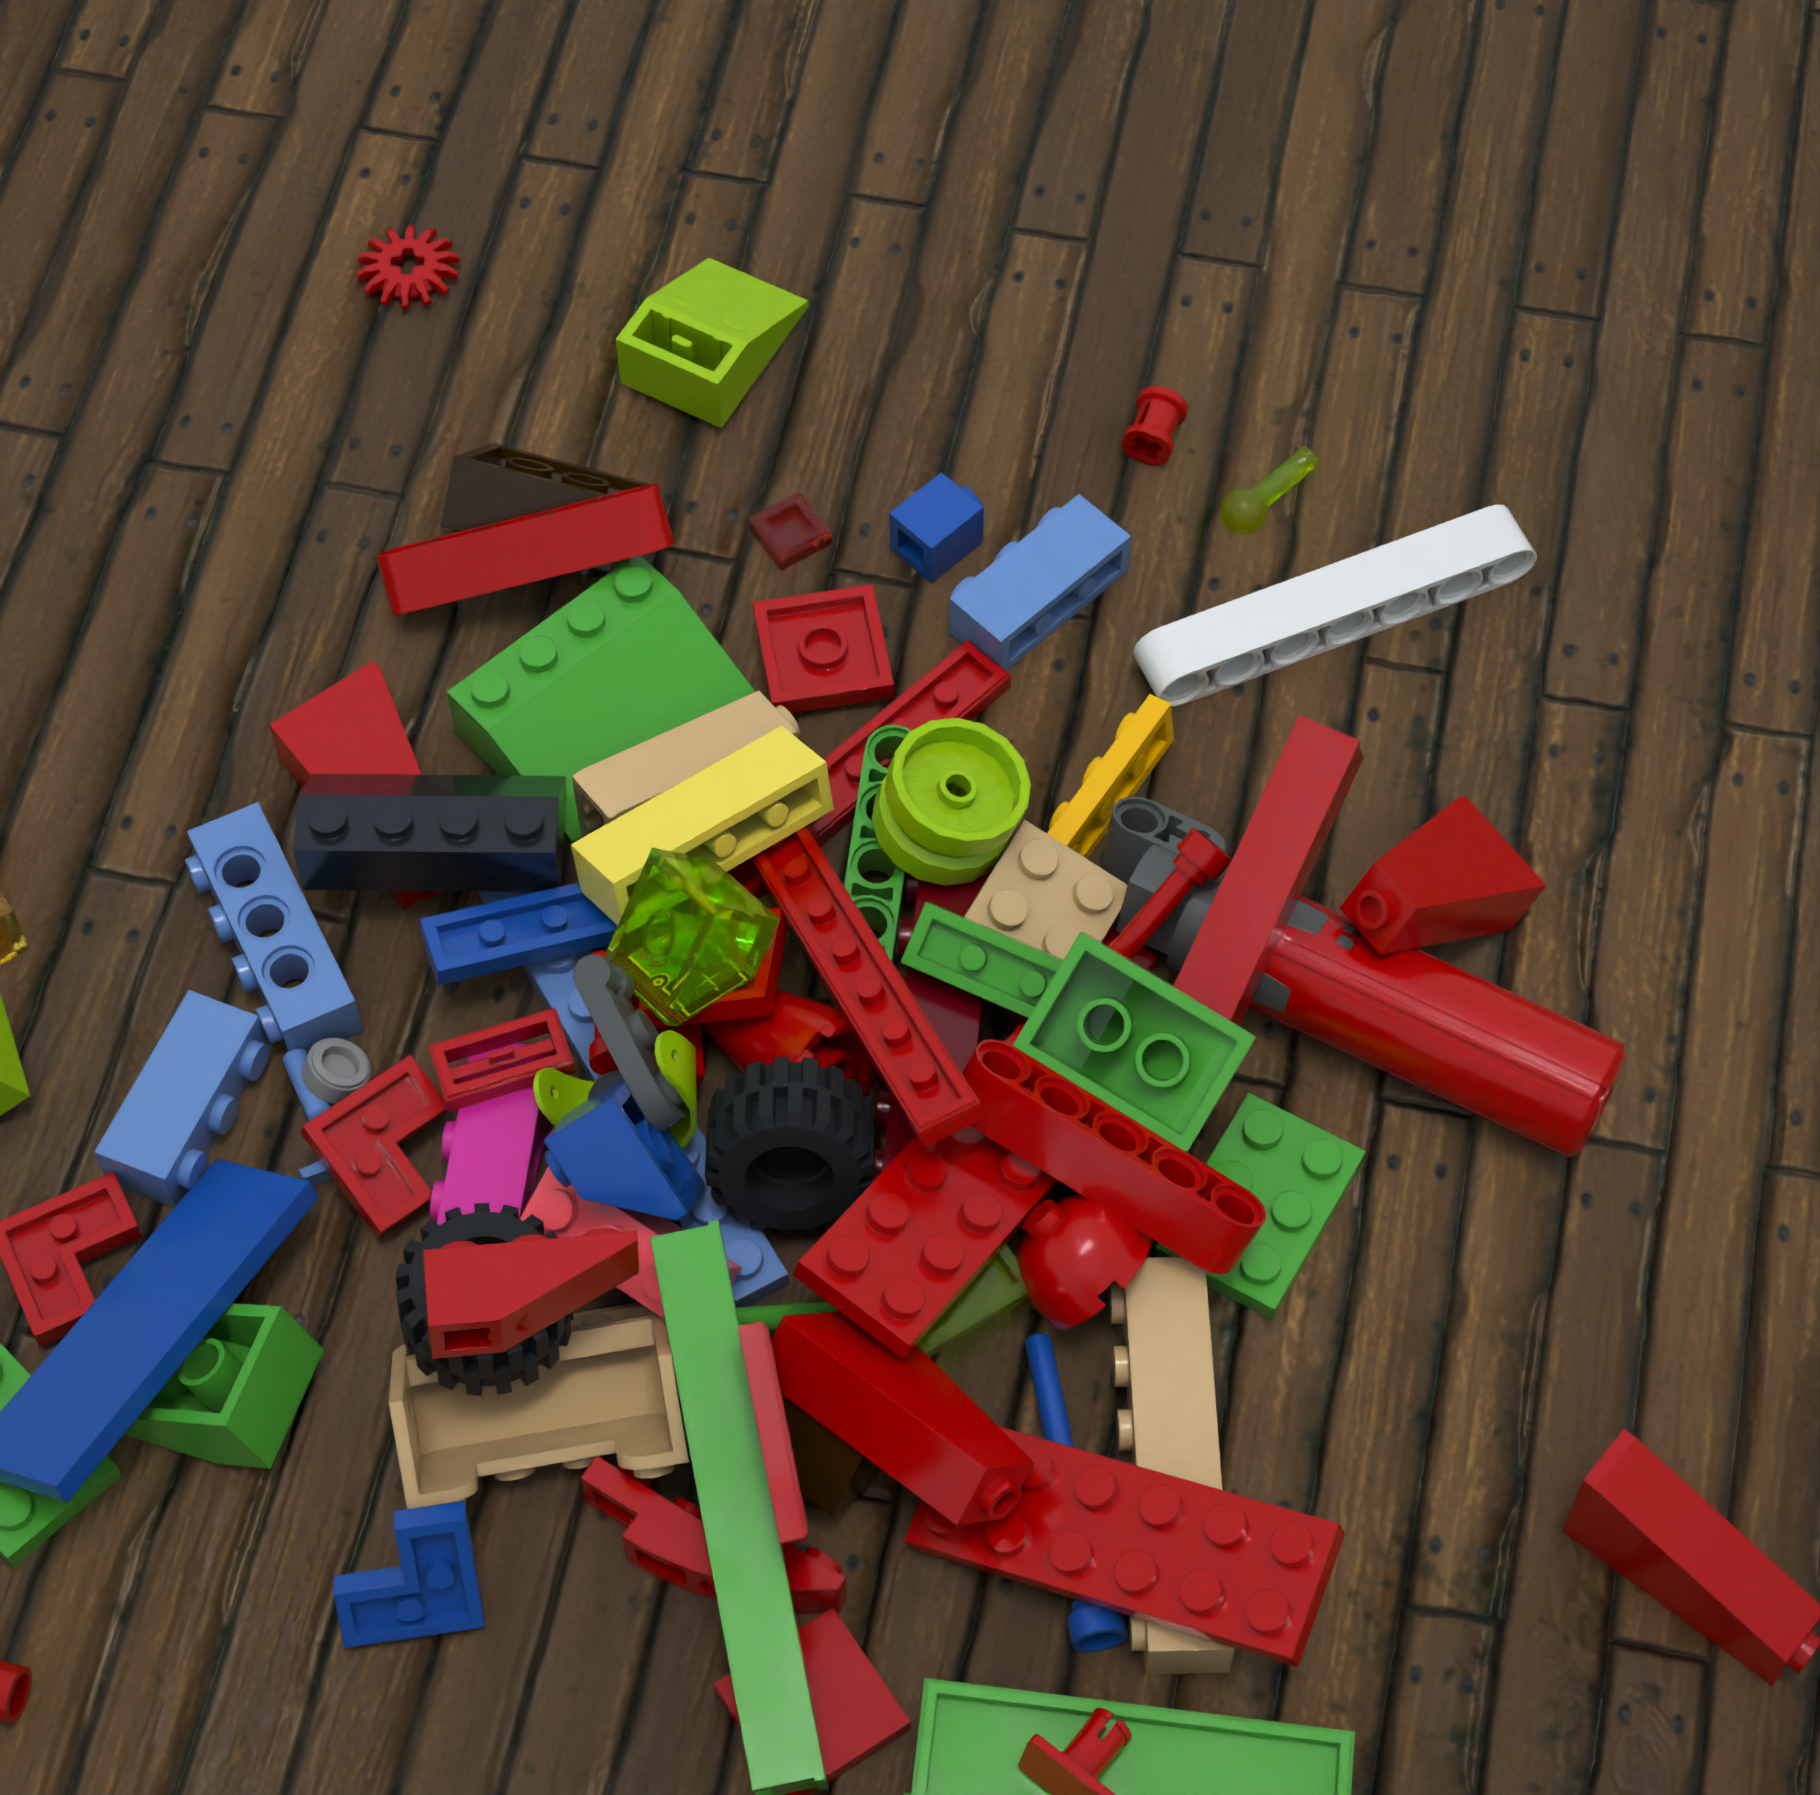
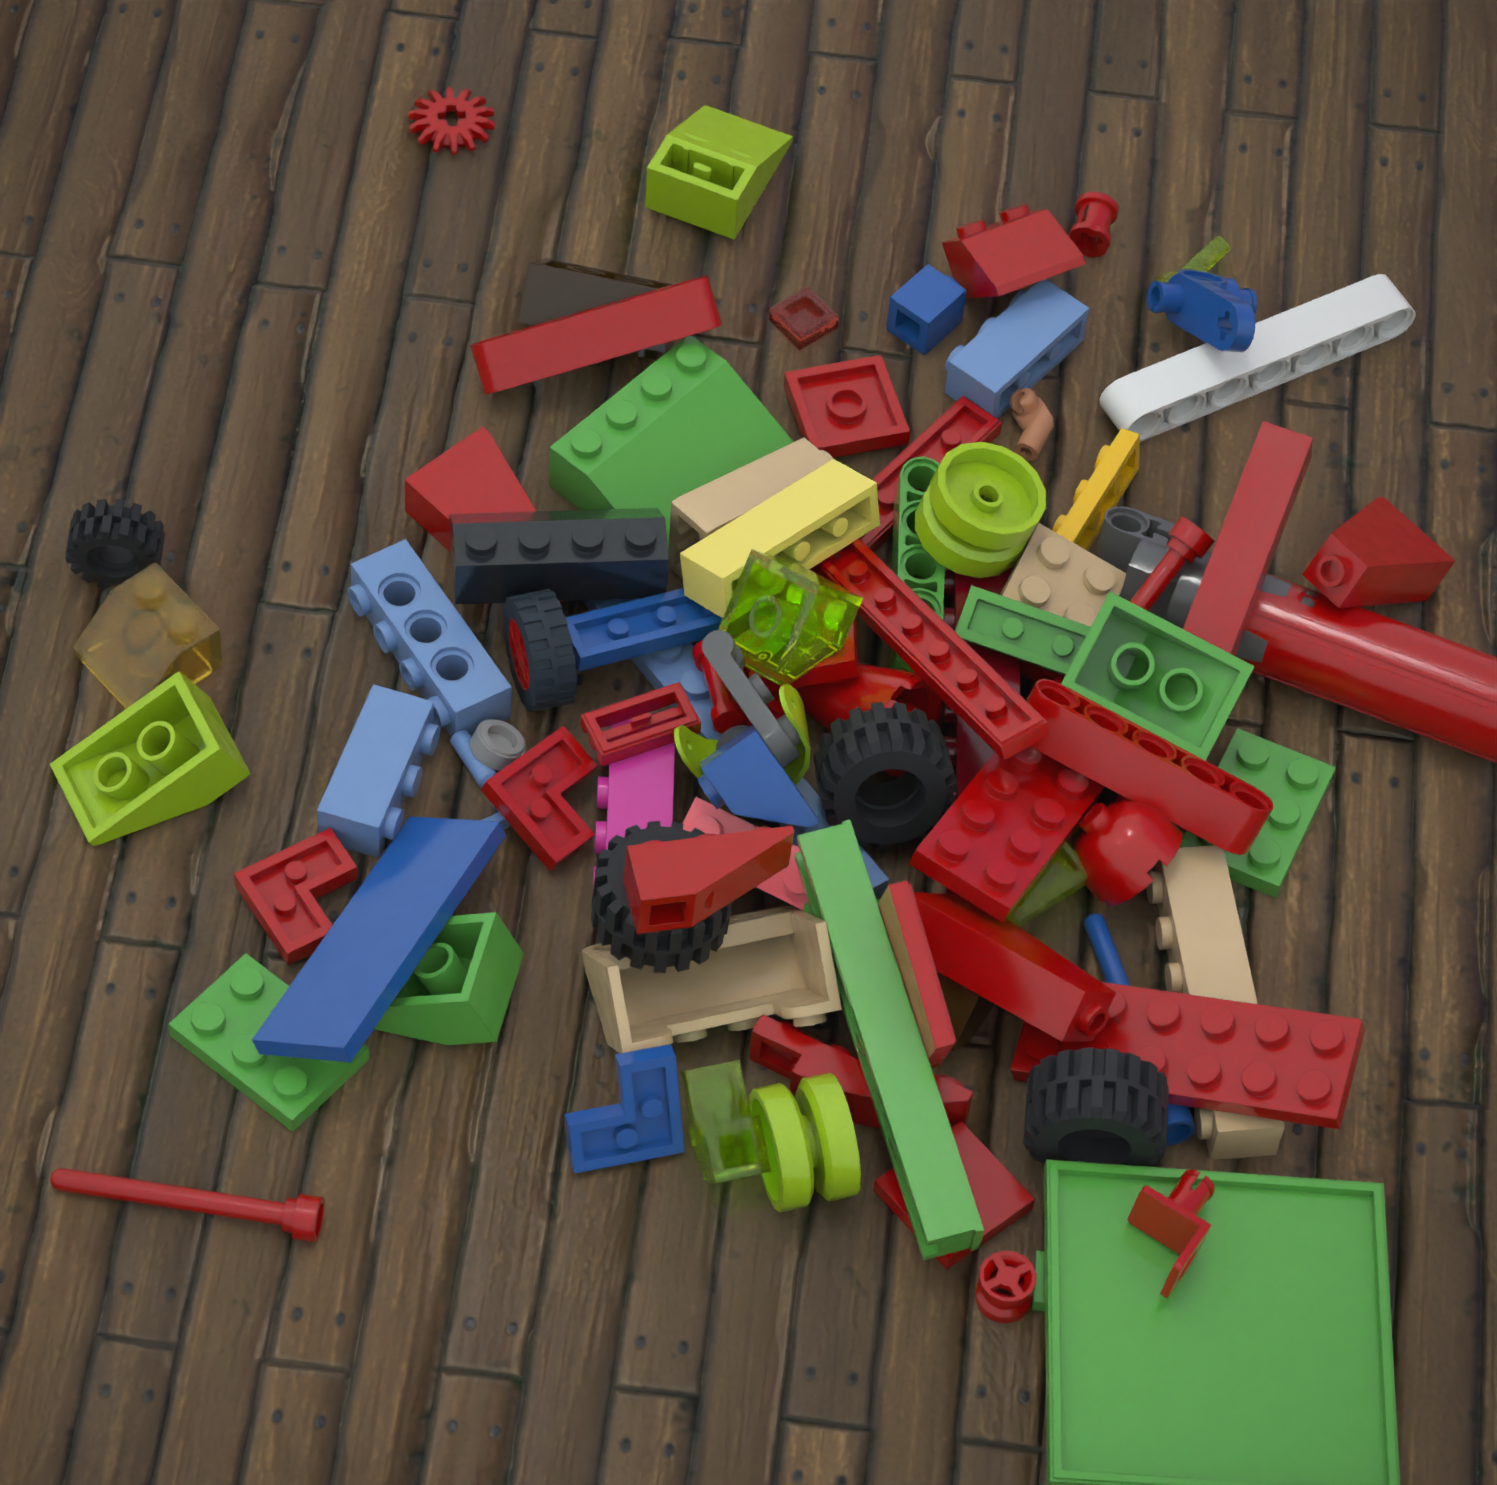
camera: 10 degrees left, 5 degrees down
(395, 955) = (539, 650): none -> black wheel
(530, 1600) = (723, 1131): none -> clear neon green brick
(623, 1635) = (807, 1142): none -> lime wheel
(994, 1618) = (1096, 1109): none -> black tyre
(1043, 461) = (1010, 252): none -> red slope
(1051, 676) = (1034, 422): none -> nougat arm
(1277, 541) = (1207, 308): none -> blue piece

